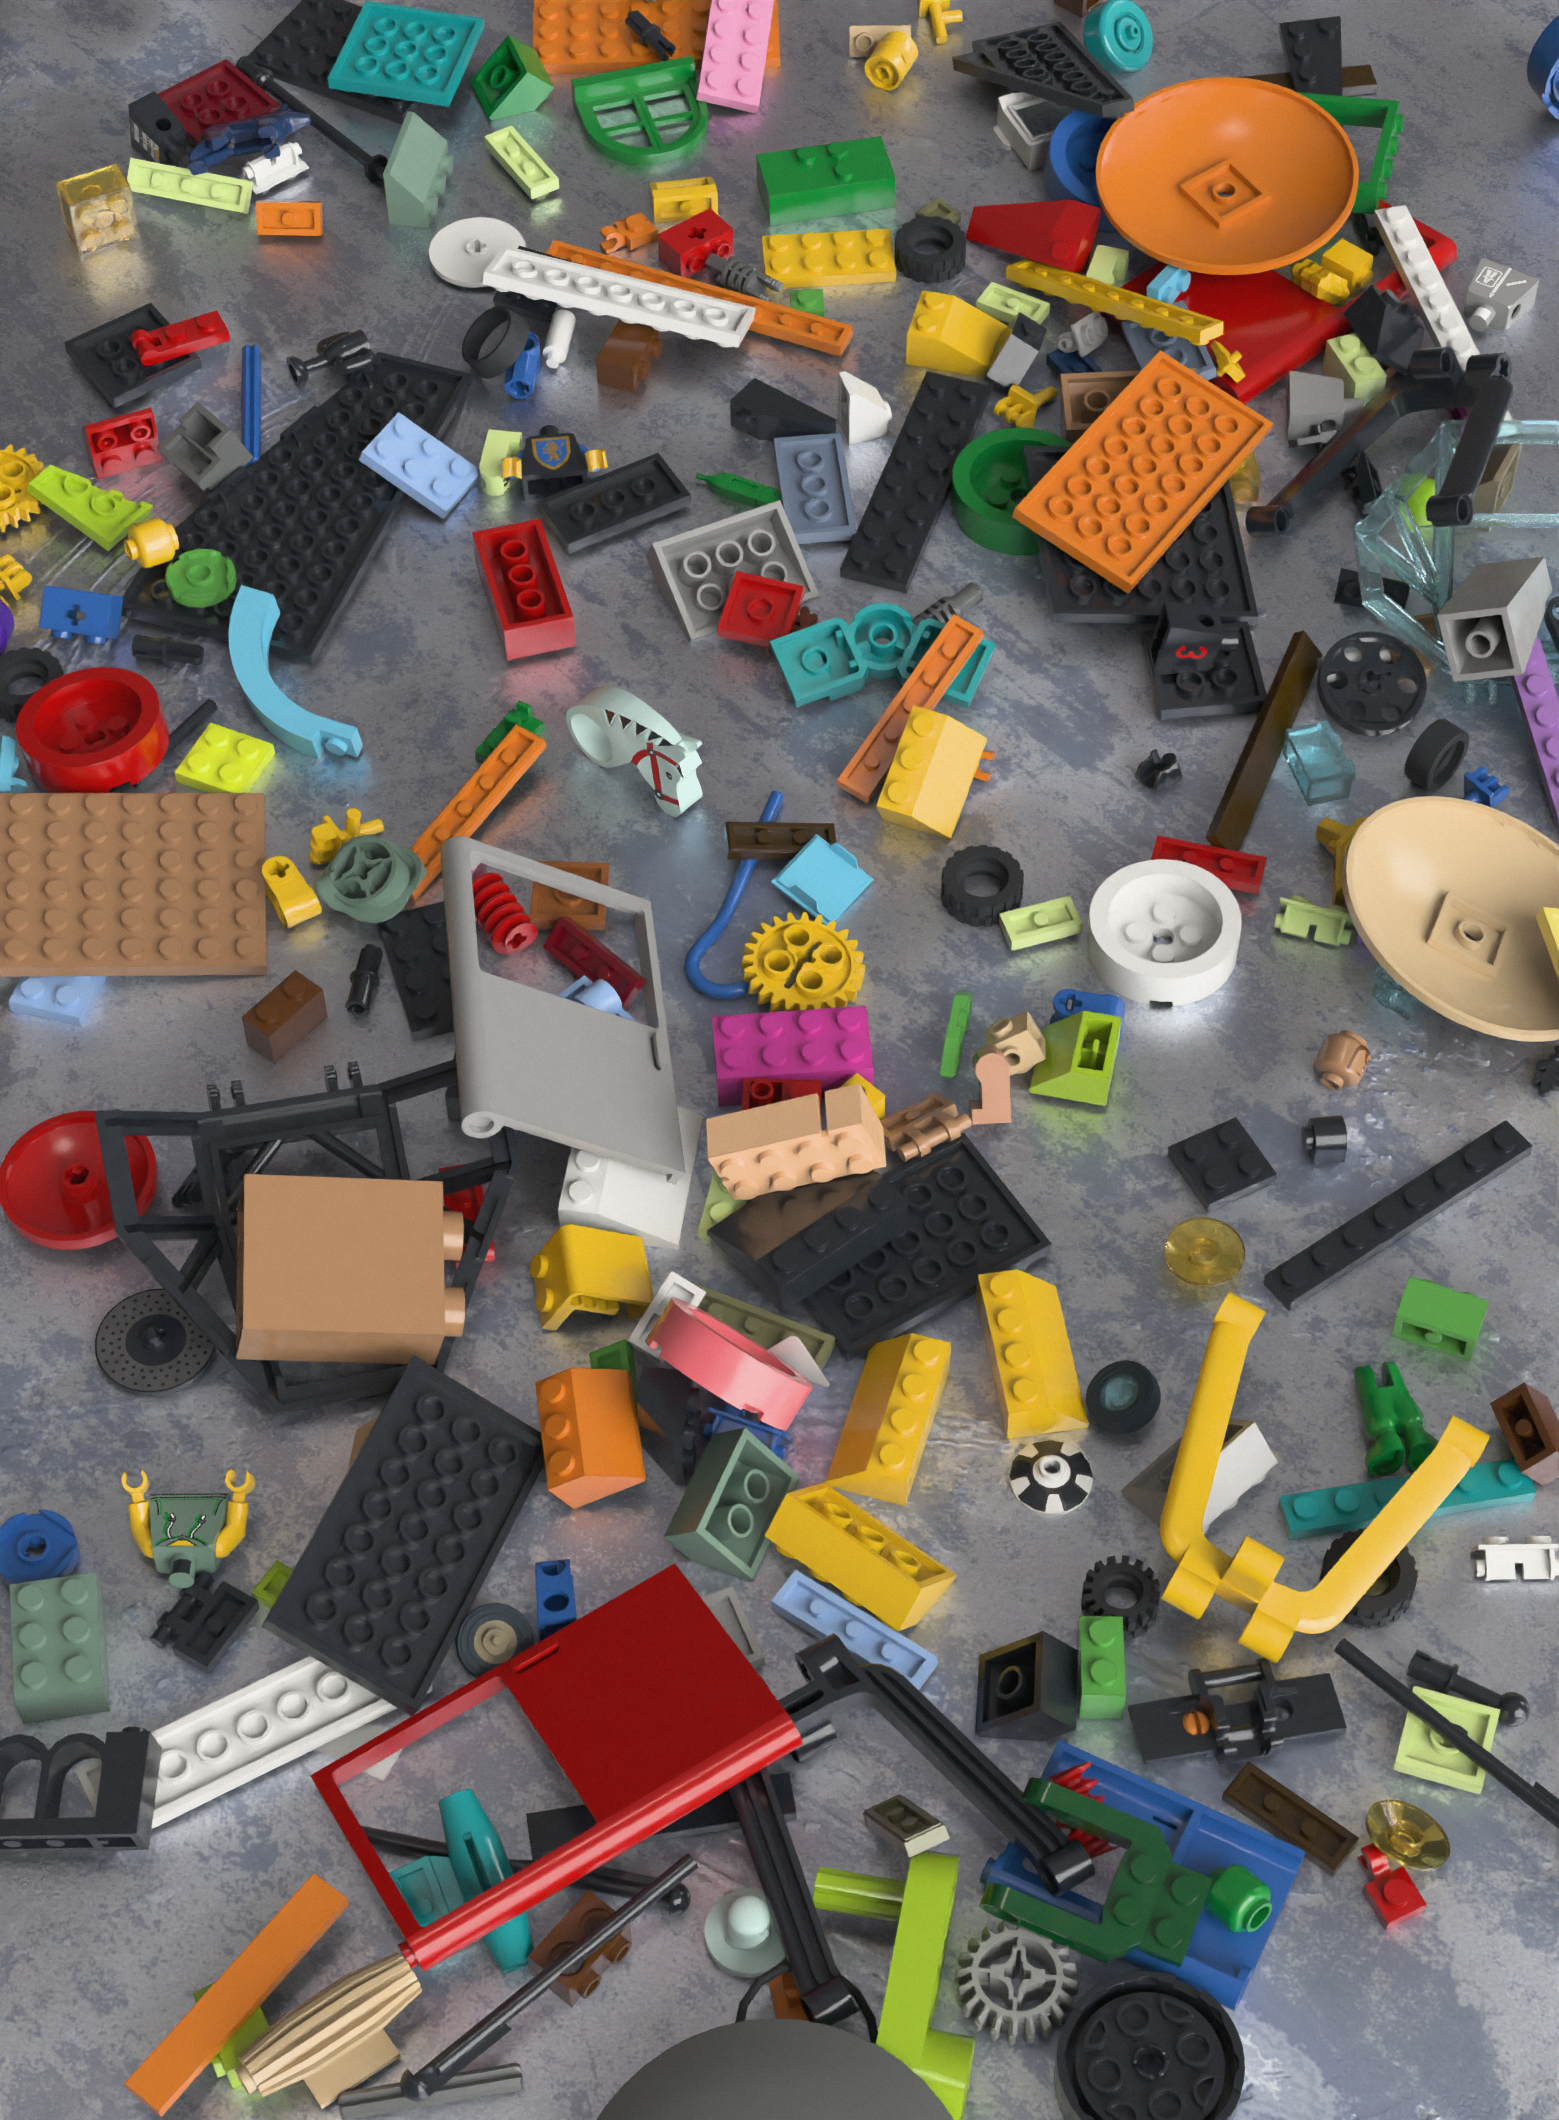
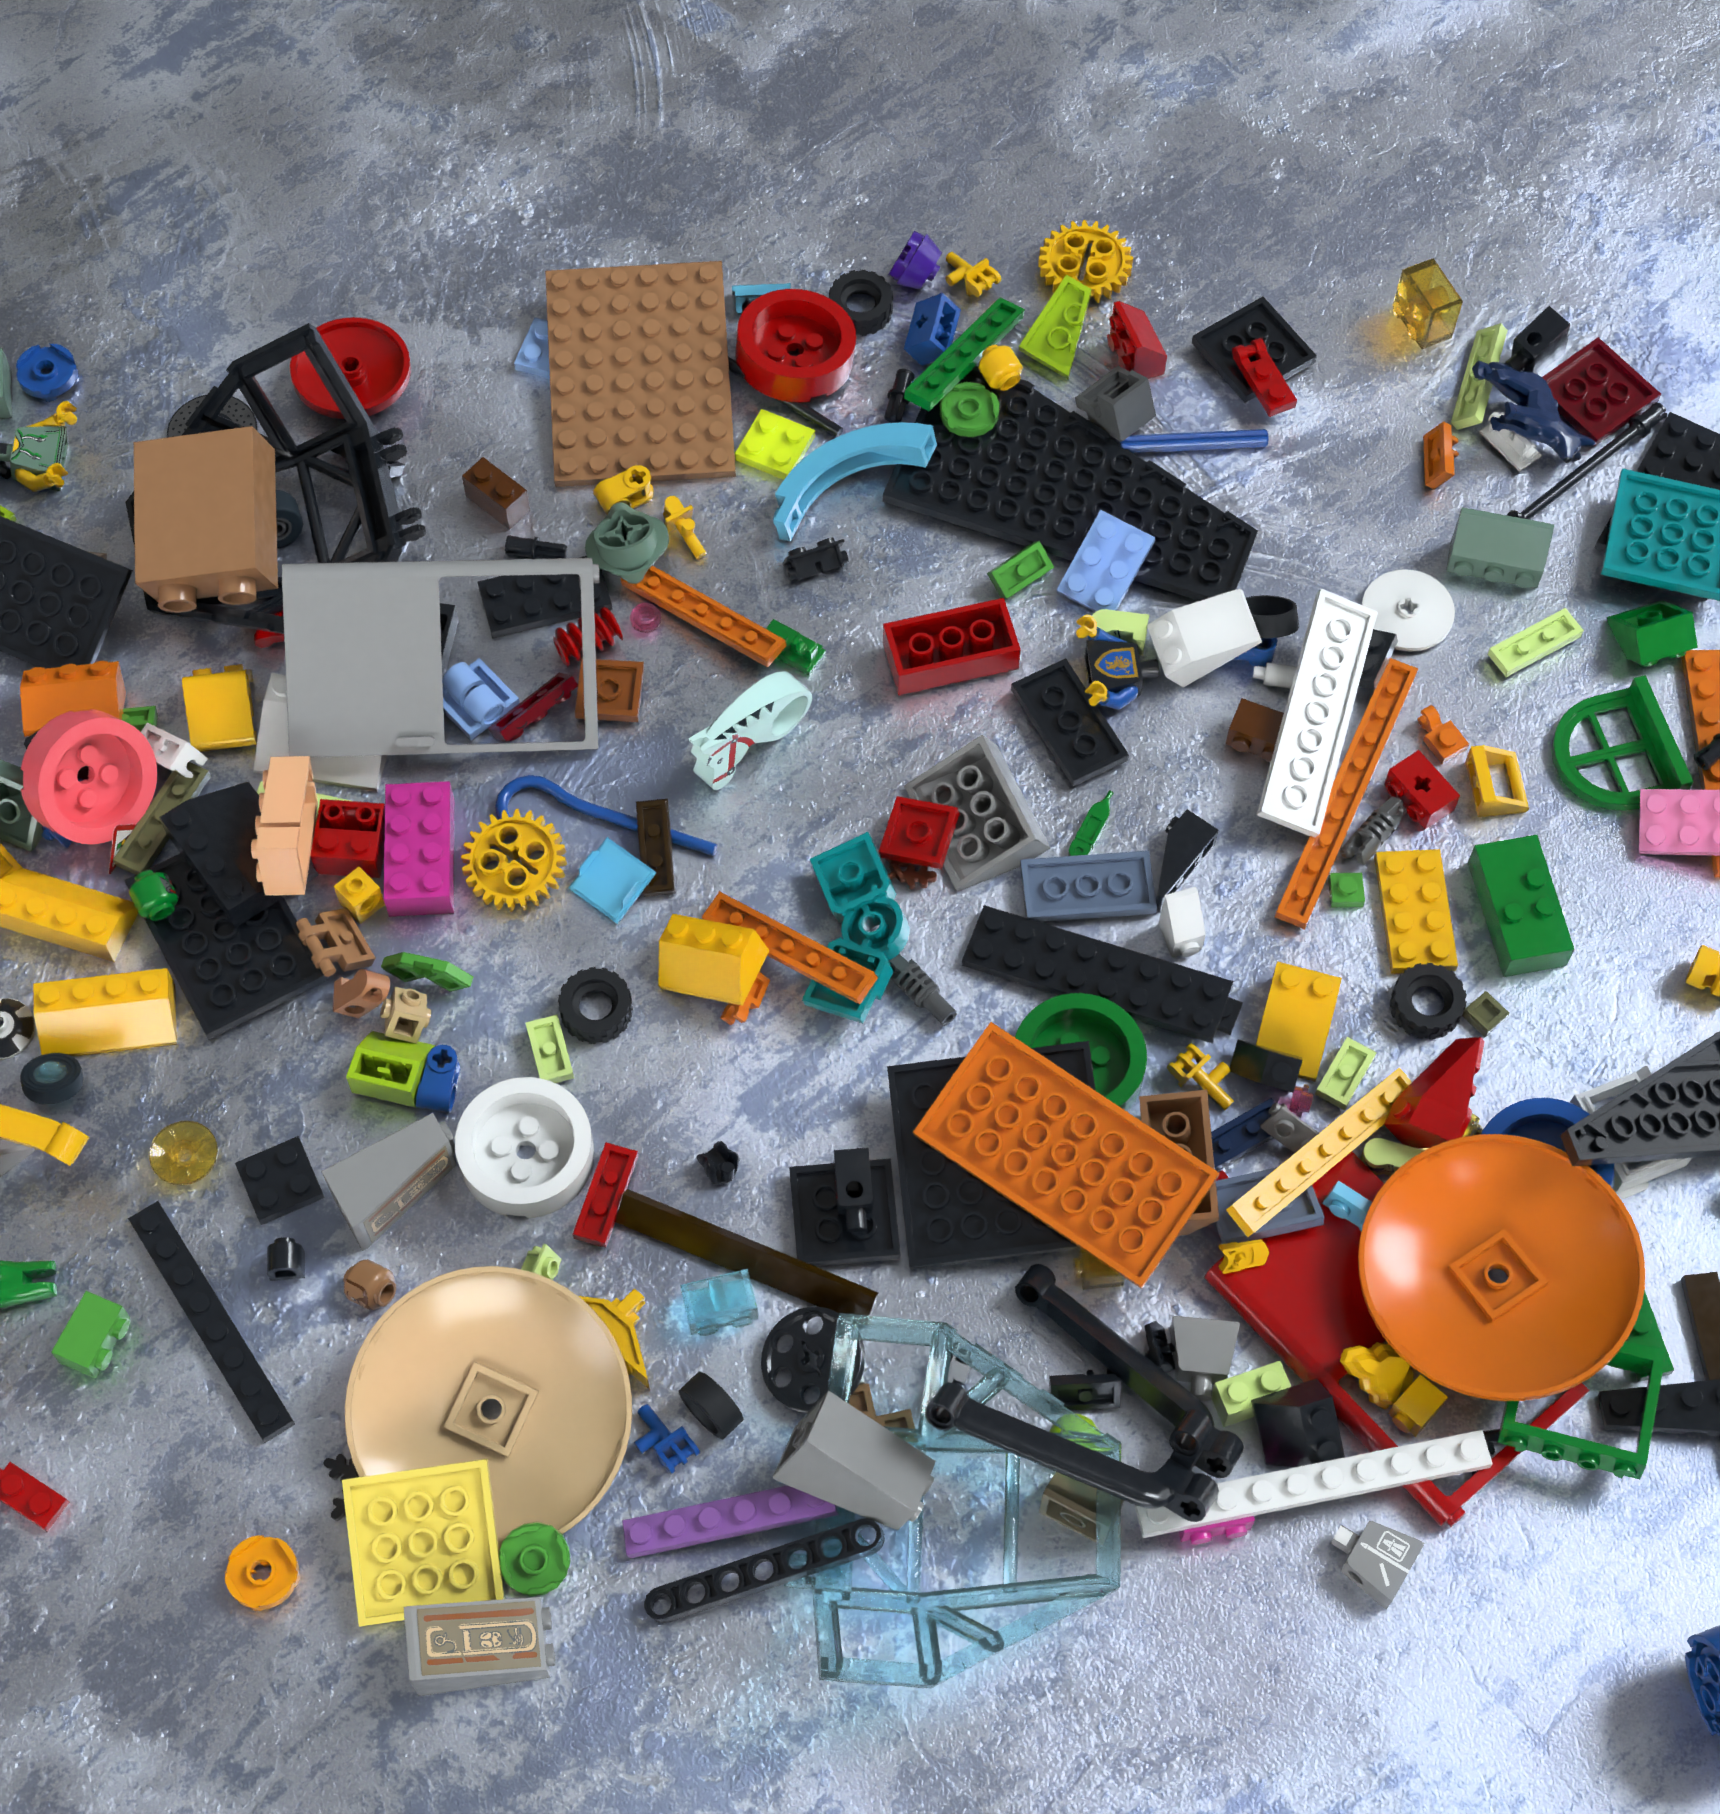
camera: 90 degrees right, 10 degrees up
(125, 577) = (963, 354): none -> green plate
(341, 352) = (1255, 502): black piece -> none
(392, 717) = (803, 560): none -> black hinge
(419, 540) = (1020, 570): none -> bright green plate
(522, 380) = (1203, 636): none -> white slope
(879, 1300) = (153, 895): none -> green head
(1050, 340) = (1301, 1100): none -> clear pink plate
(1224, 1039) = (390, 1177): none -> light grey slope

